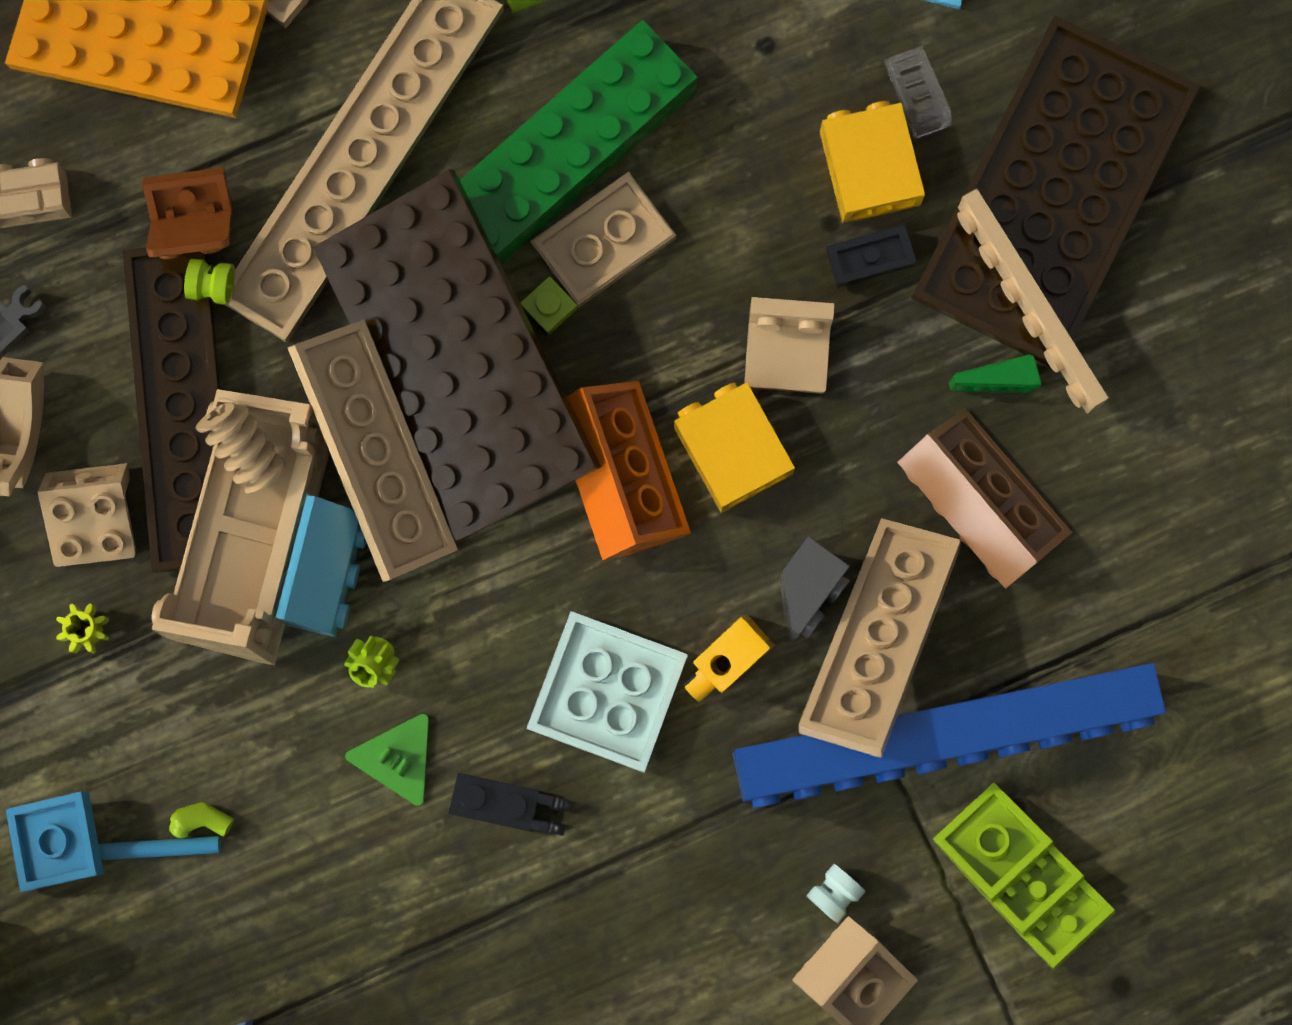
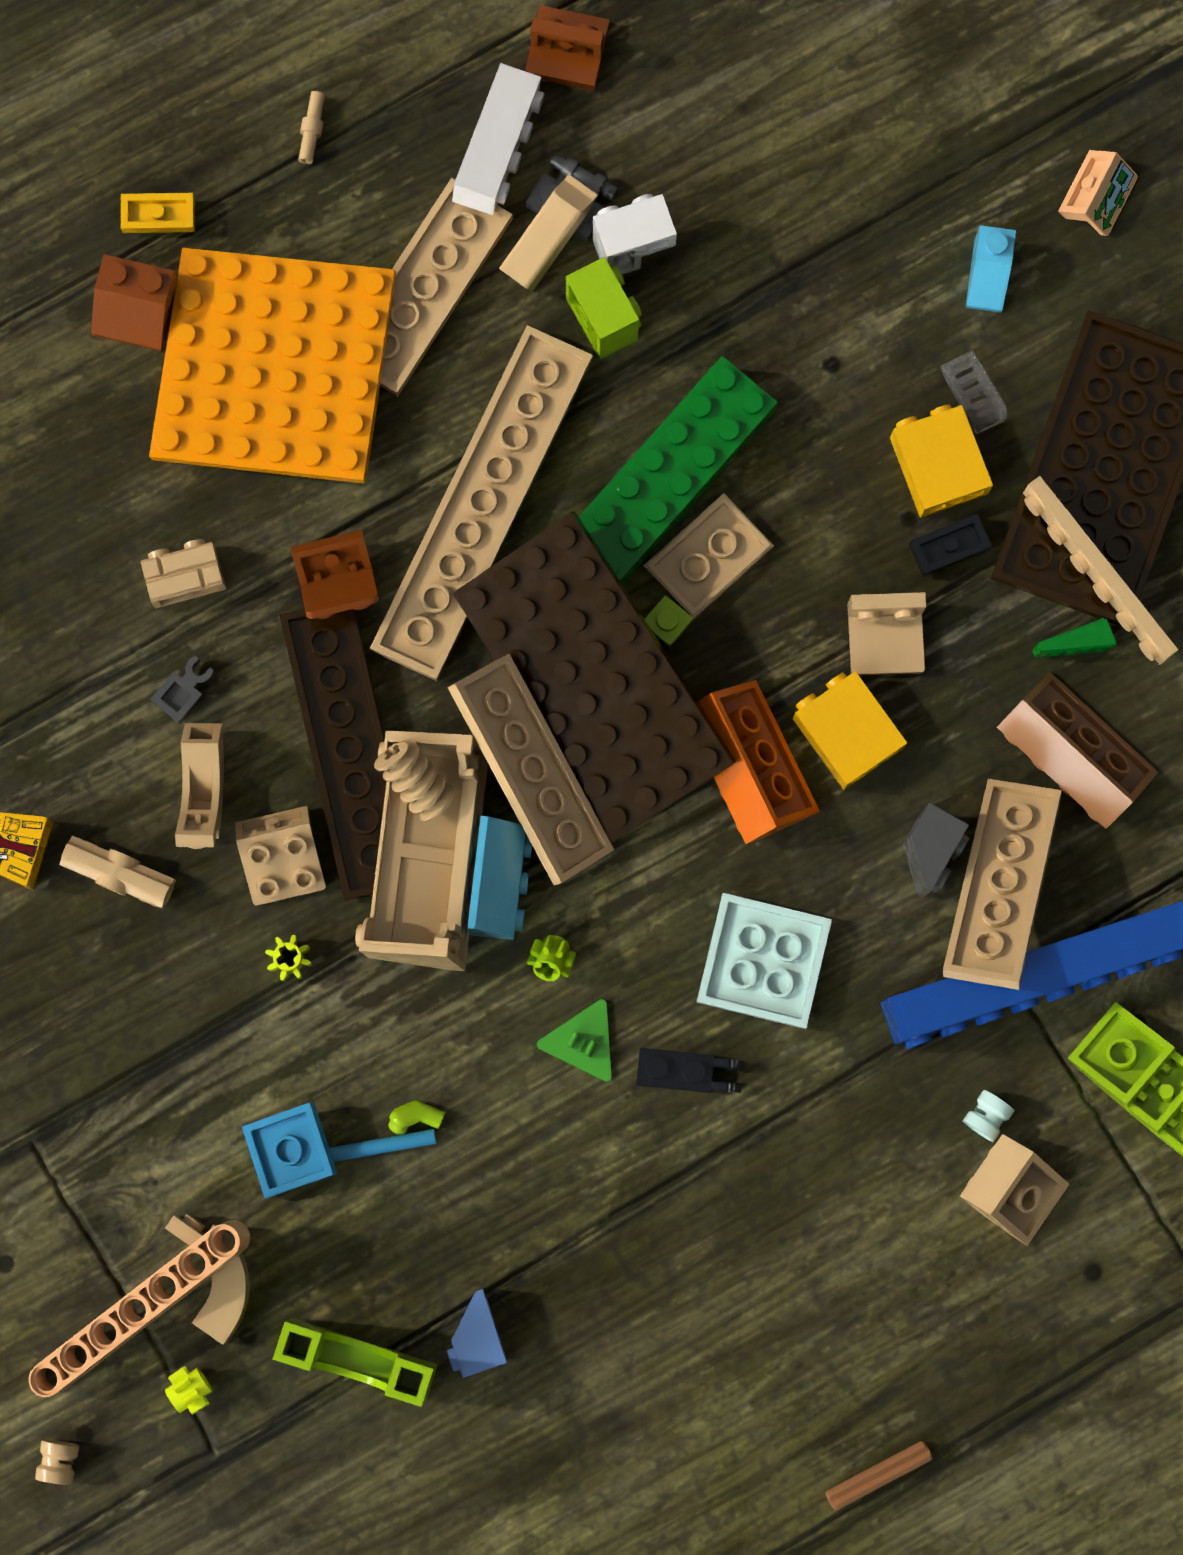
camera: 10 degrees left, 0 degrees up
(209, 281) = (364, 634): lime wheel -> none
(743, 646) = (881, 906): yellow torso -> none

